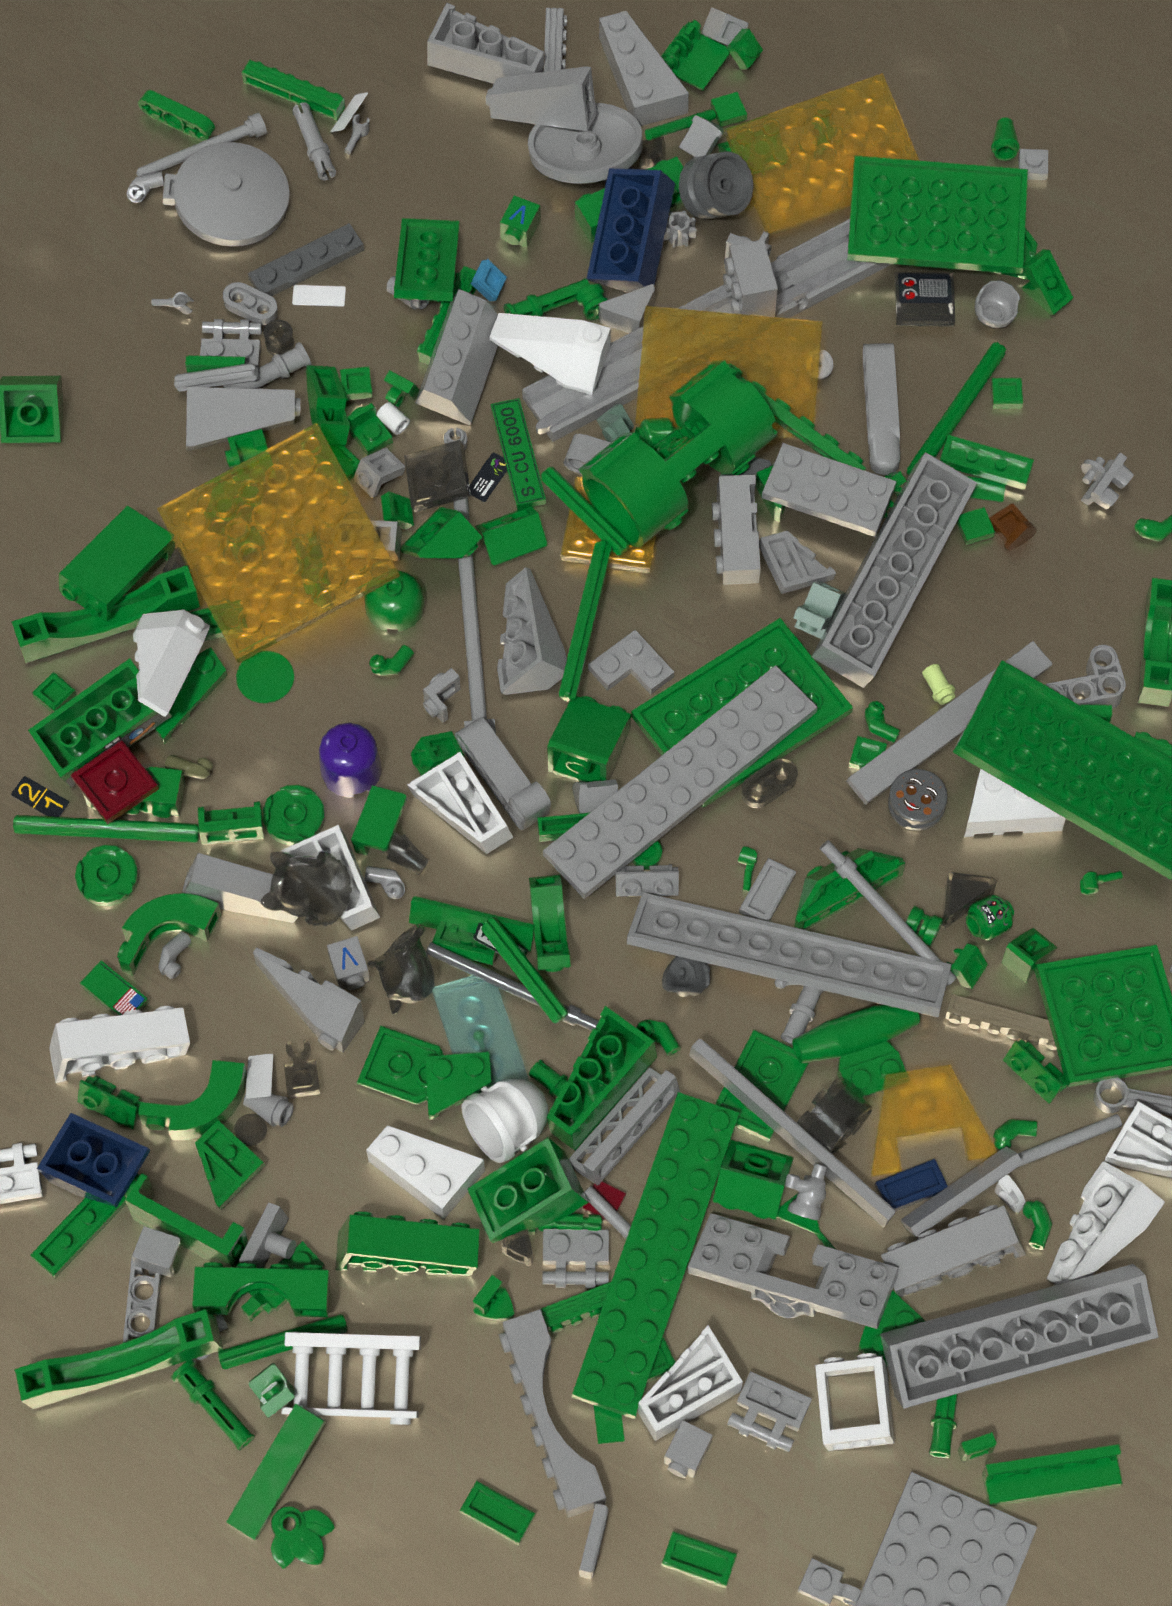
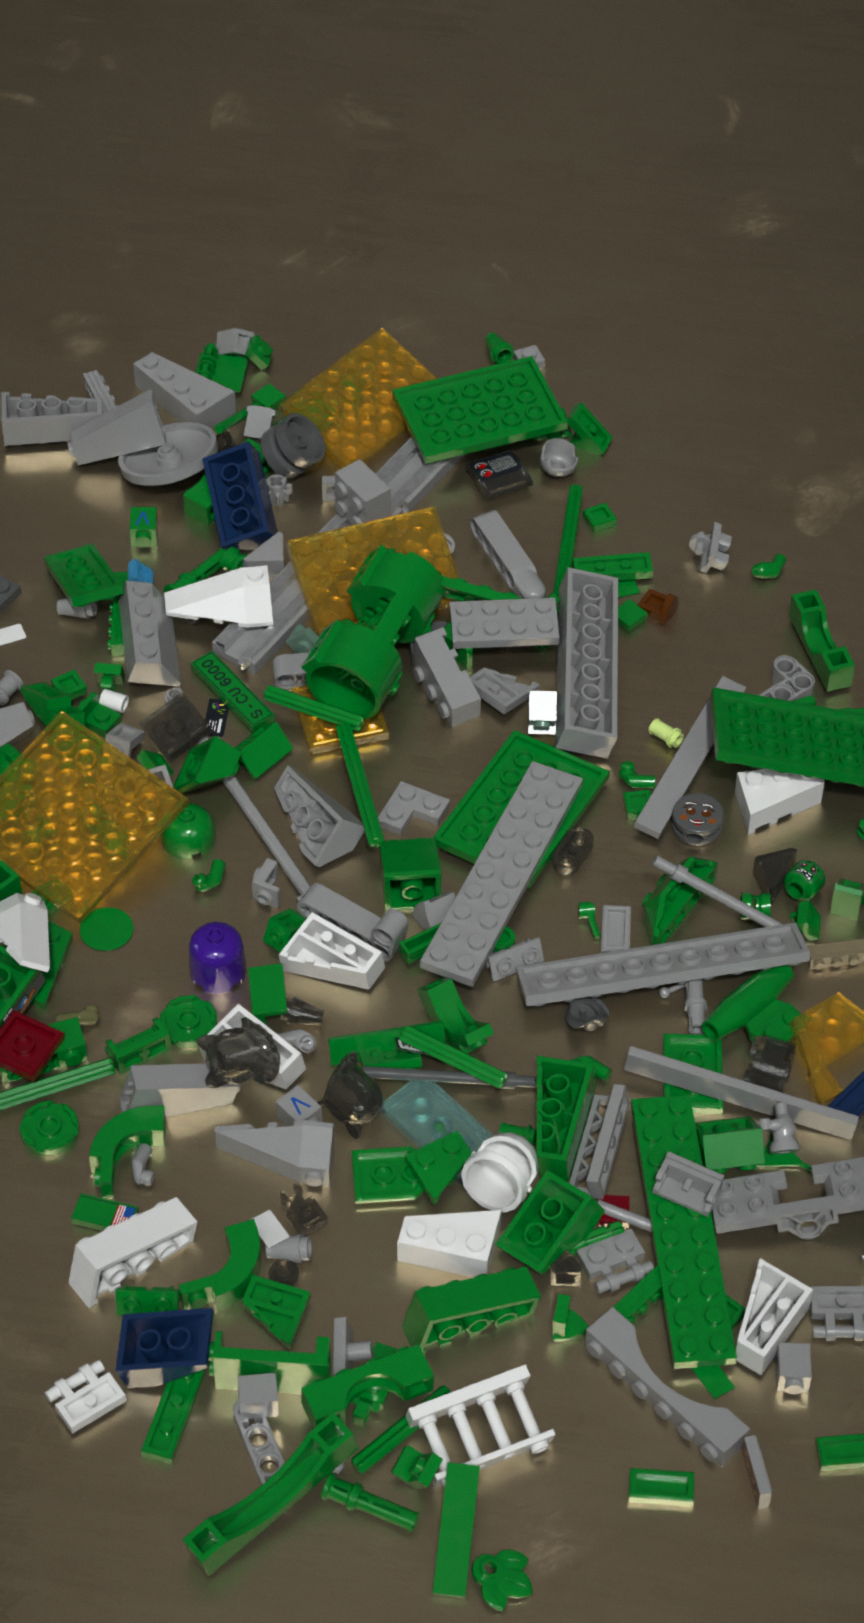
camera: 25 degrees left, 15 degrees down
(678, 1214) = (688, 1184): none -> light grey hinge

